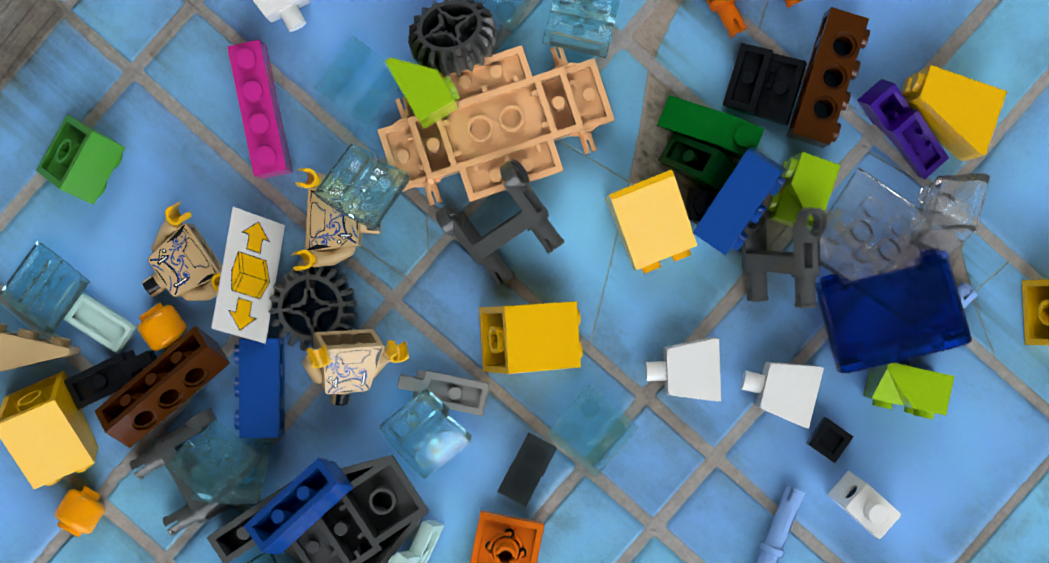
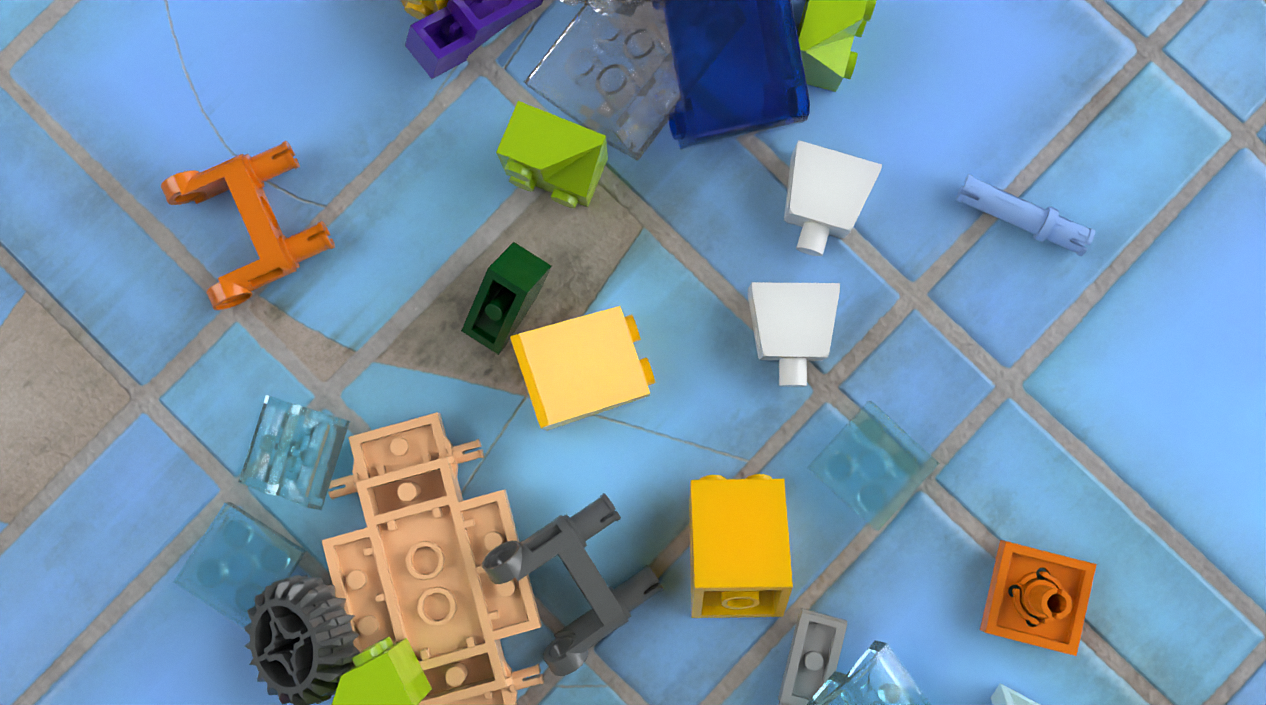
camera: 85 degrees left, 5 degrees down
(526, 469) = (925, 561): clear smoke slope -> none
(698, 203) = (565, 295): black plate -> none
(710, 127) = (455, 279): green slope -> none
(740, 201) = (562, 242): blue brick -> none
(764, 84) = (401, 203): black slope -> none
(801, 264) = (654, 160): dark grey connector -> none
(829, 439) = (896, 138): black plate -> none
(835, 26) = (337, 81): reddish brown brick -> none
(864, 505) = (991, 92): white torso -> none

